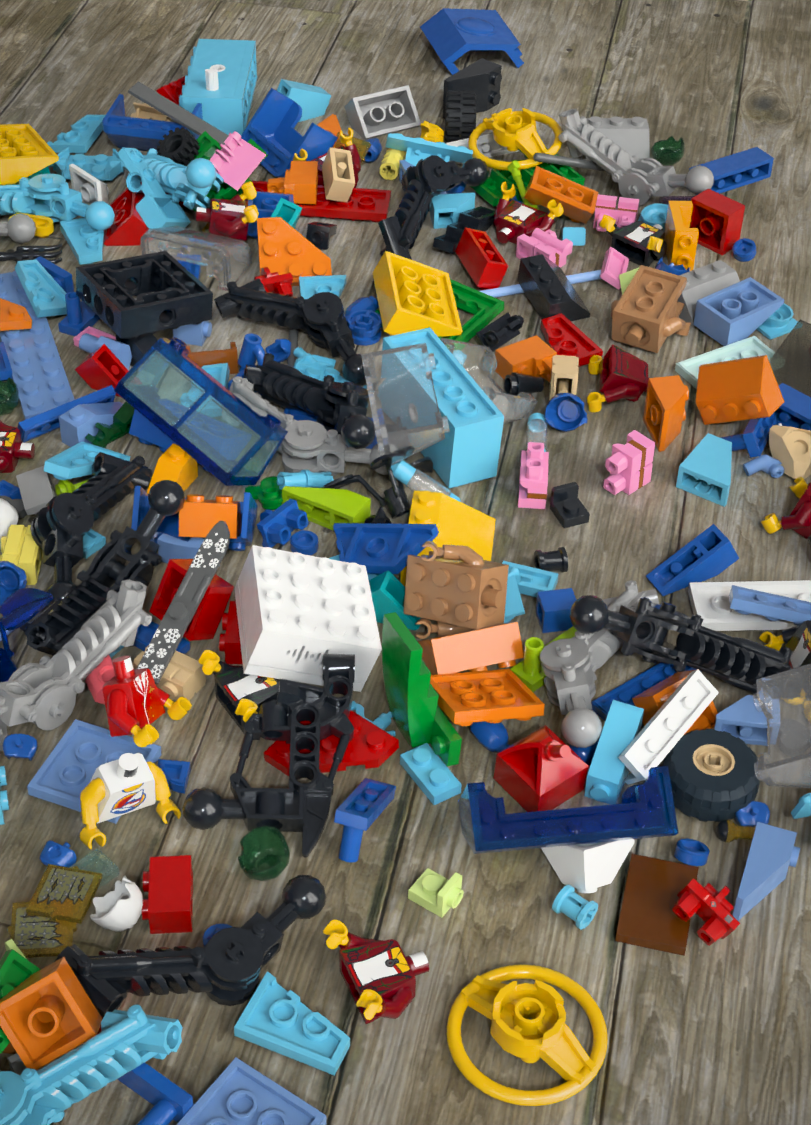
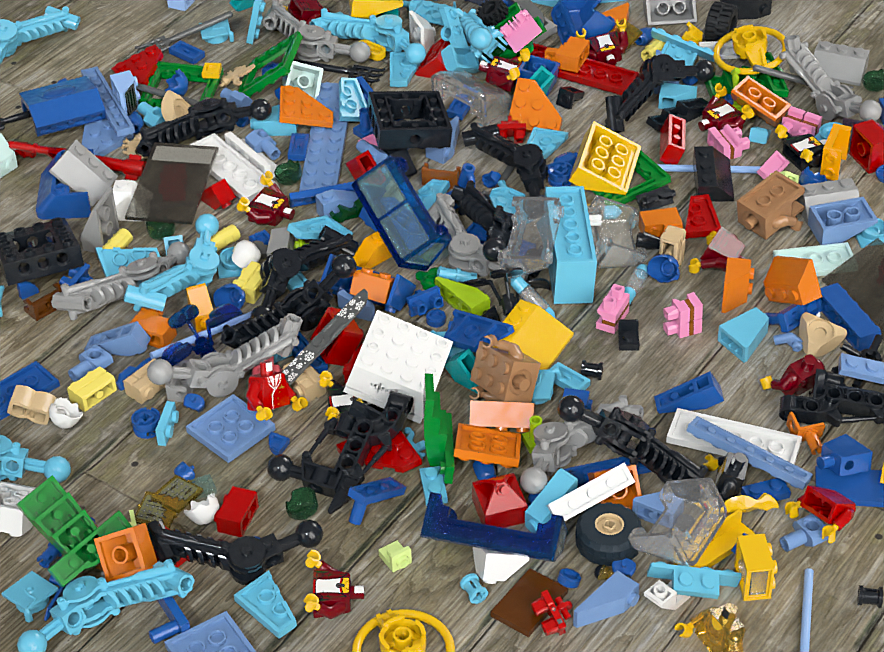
camera: 25 degrees right, 0 degrees up
(121, 789) = (234, 440): torso -> none
(338, 174) = (599, 53): tan brick -> none

